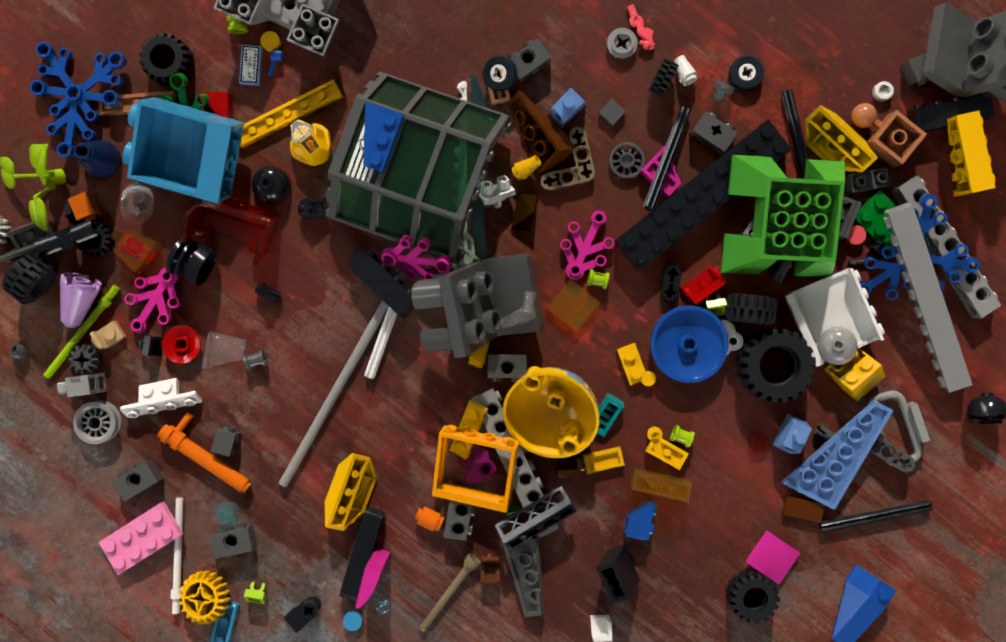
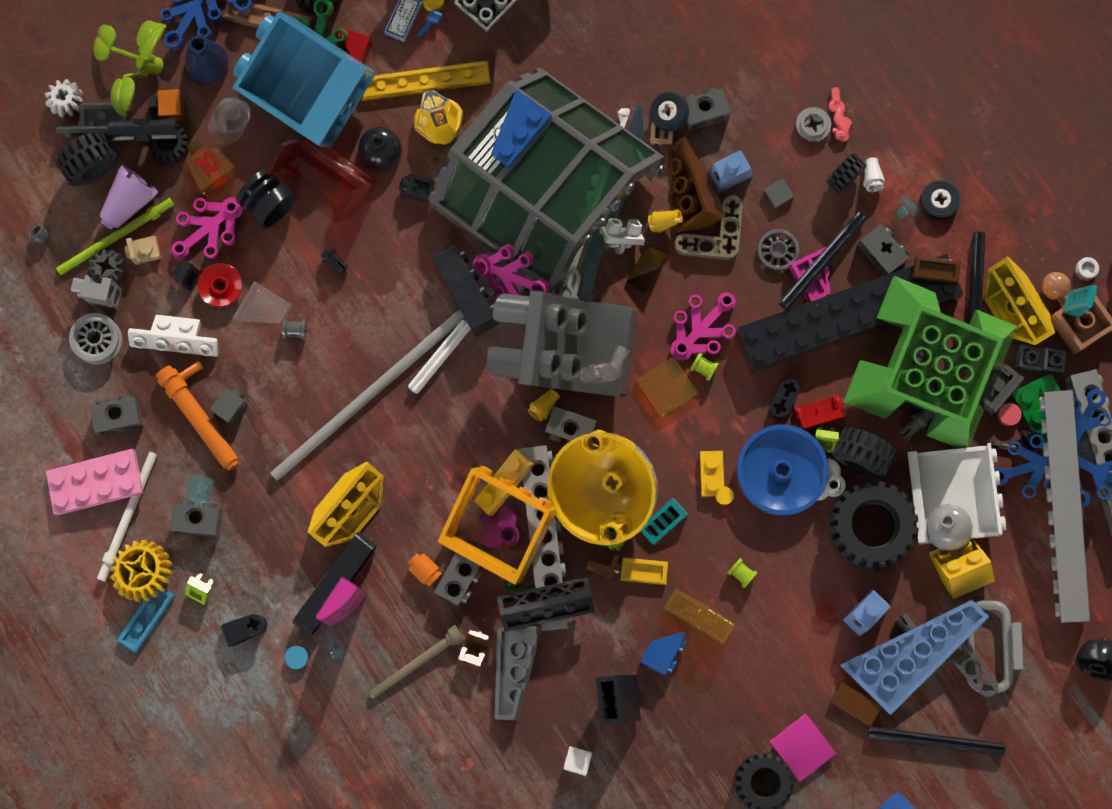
camera: 15 degrees right, 10 degrees down
(665, 450) = (717, 582): yellow hinge -> none
(765, 136) = (936, 270): none -> reddish brown tile
(894, 124) = (1080, 300): none -> teal slope

